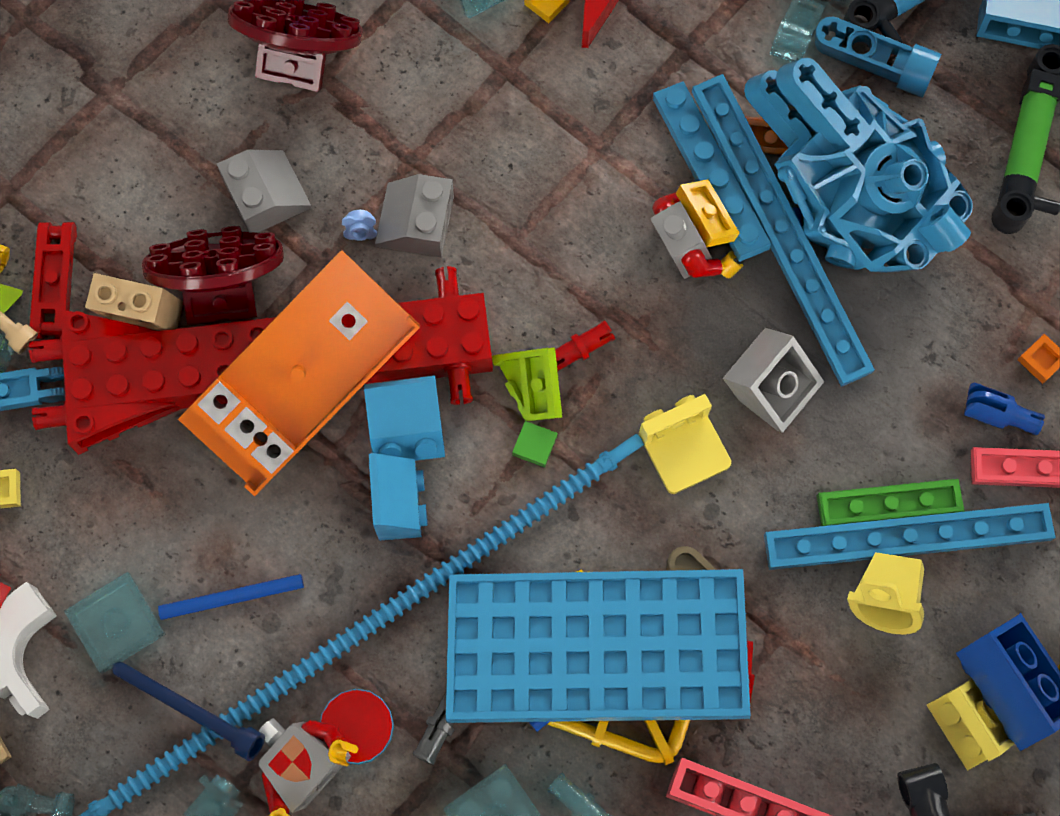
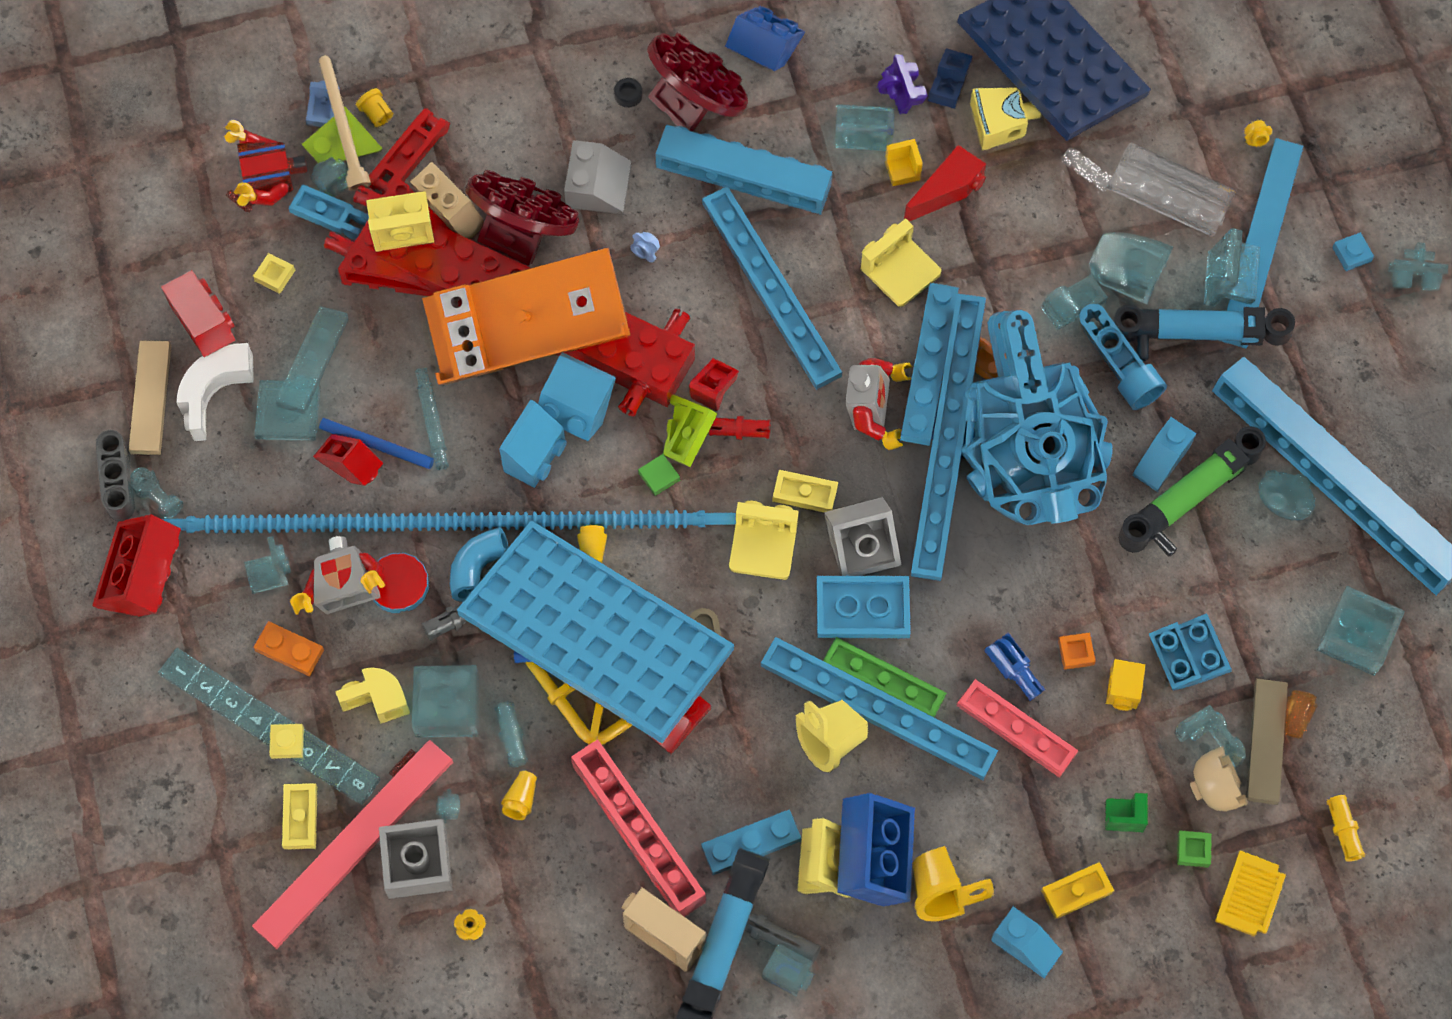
camera: 35 degrees right, 5 degrees down
(103, 354) = (399, 221): none -> light yellow bracket
(105, 555) = (312, 360): none -> clear light blue tile
(216, 632) = (349, 459): none -> red slope
(231, 84) = (628, 92): none -> black tile
(245, 741) = (316, 539): dark blue piece -> none
(270, 534) = (431, 418): none -> clear light blue piece
(400, 91) = (743, 169): none -> dark azure brick
(416, 215) = (692, 265): light grey slope -> none
(416, 654) = (472, 559): none -> dark azure cylinder
(510, 190) = (772, 288): none -> dark azure plate
(522, 556) = (592, 541): none -> yellow cone
(524, 319) = (712, 383): none -> red slope
(614, 93) = (899, 264): none -> light yellow bracket
(686, 369) = (805, 491): none -> light yellow plate
(707, 213) = (898, 389): yellow plate -> none
(822, 446) = (863, 607): none -> dark azure plate
(887, 752) = (760, 837): none -> dark azure plate
(982, 120) = (1164, 454): none -> dark azure slope

